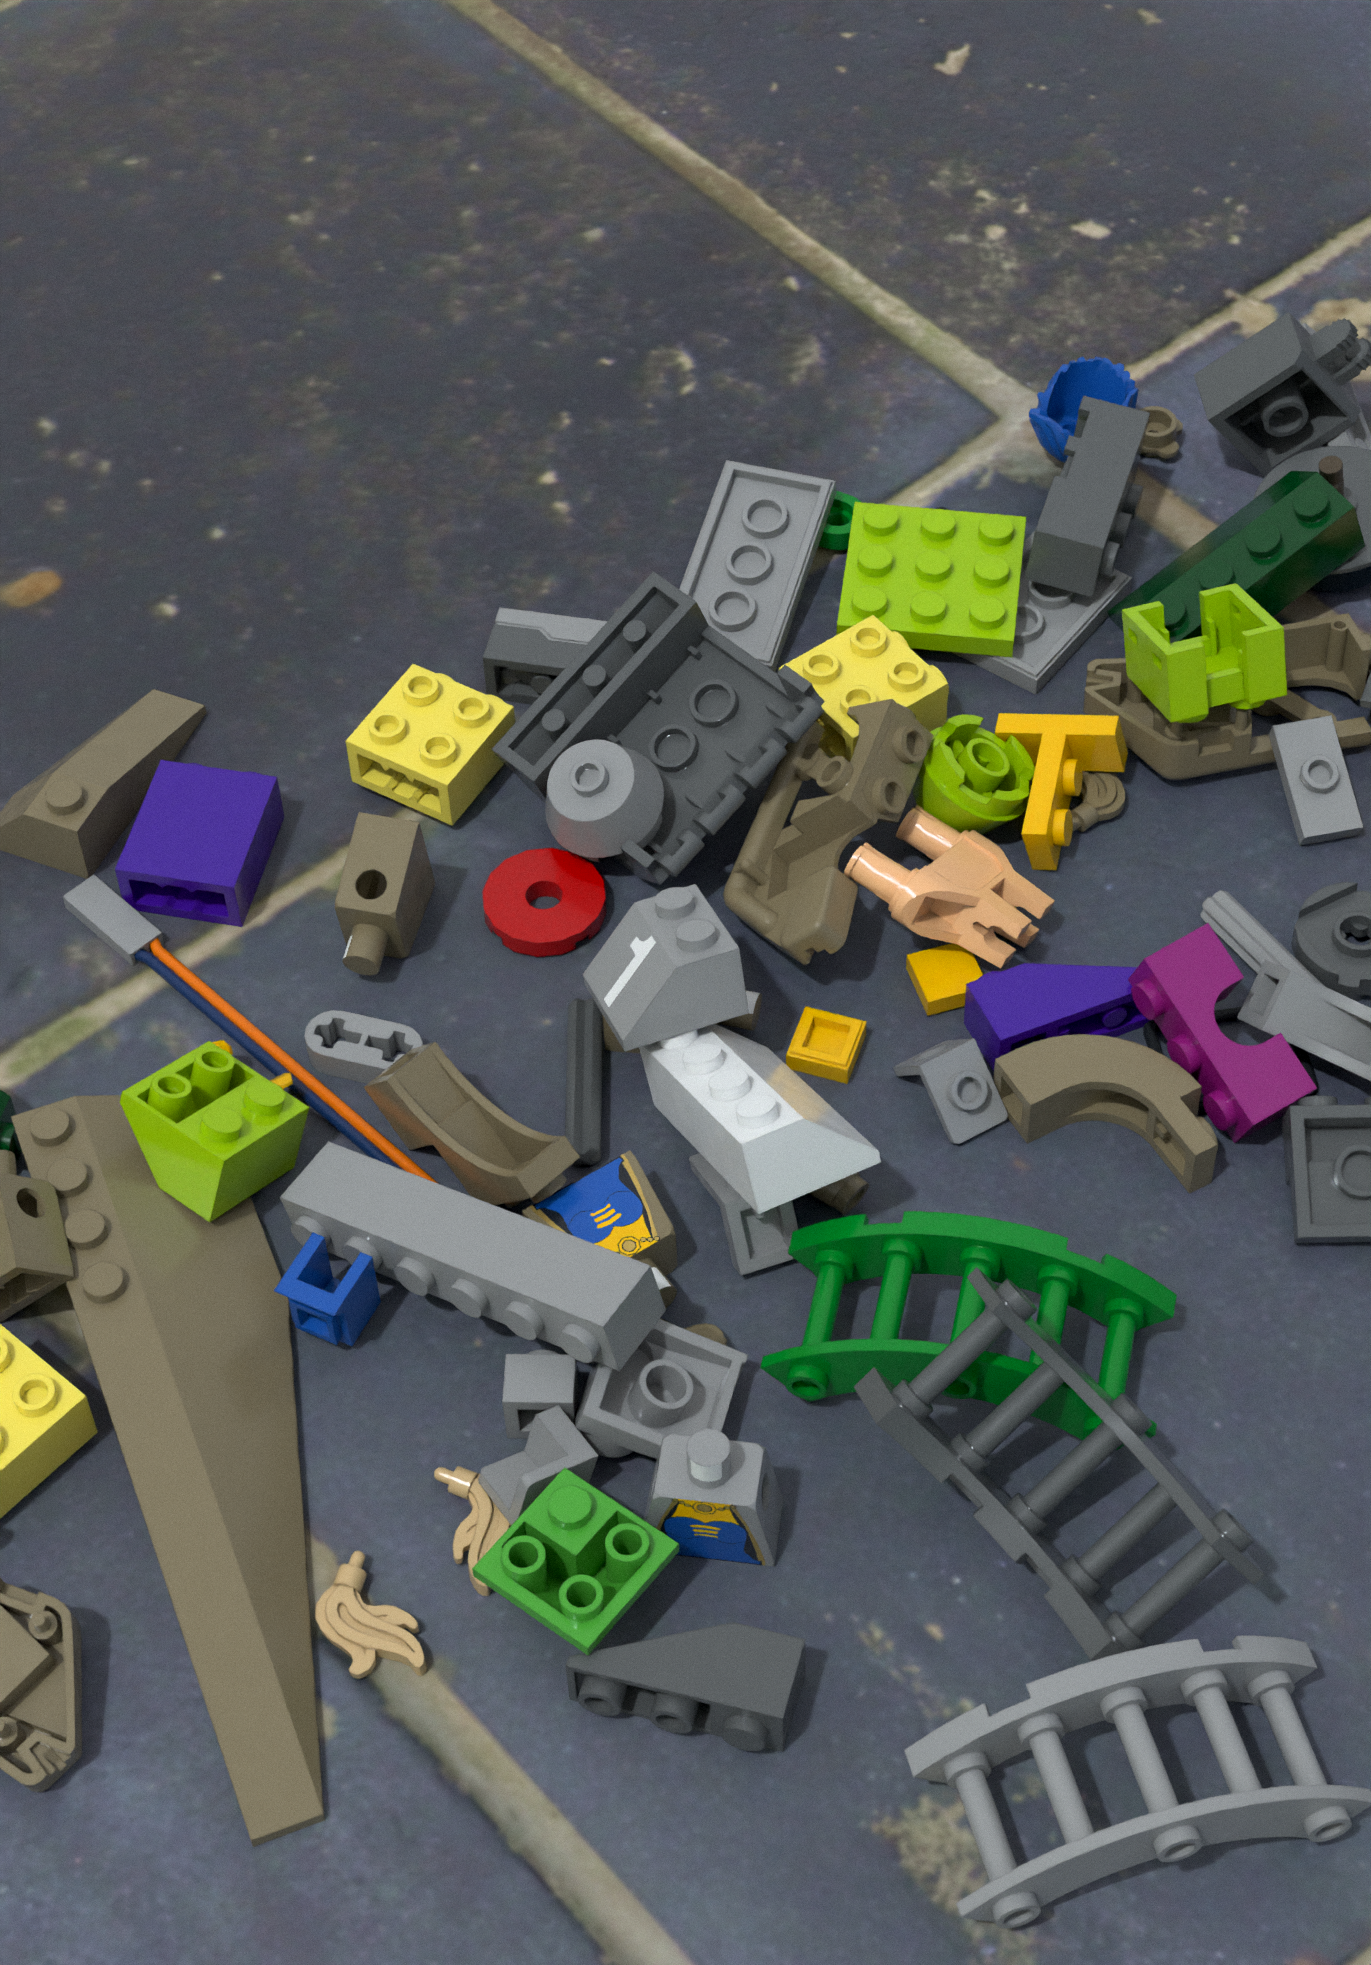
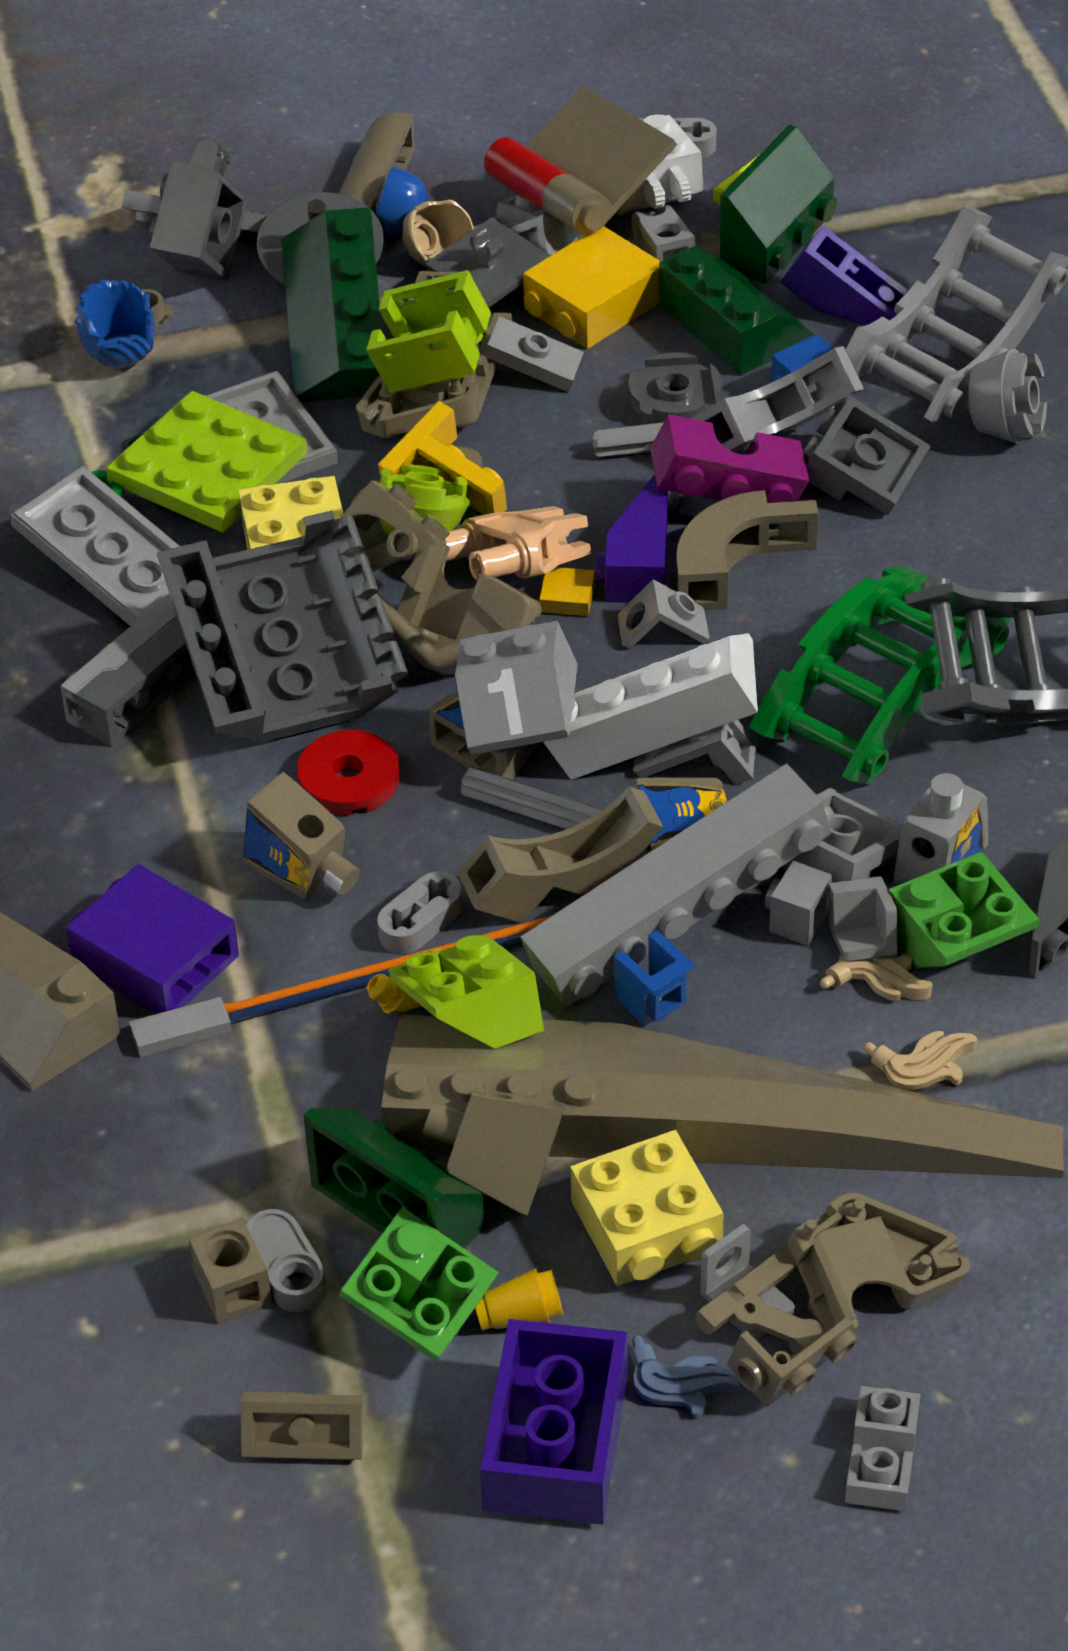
camera: 65 degrees left, 5 degrees down
(430, 744) = (161, 773): light yellow brick -> none
(602, 798) = (306, 688): light grey cone -> none
(826, 1044) = (592, 666): yellow tile -> none
(1090, 500) = (211, 348): dark grey wedge -> none

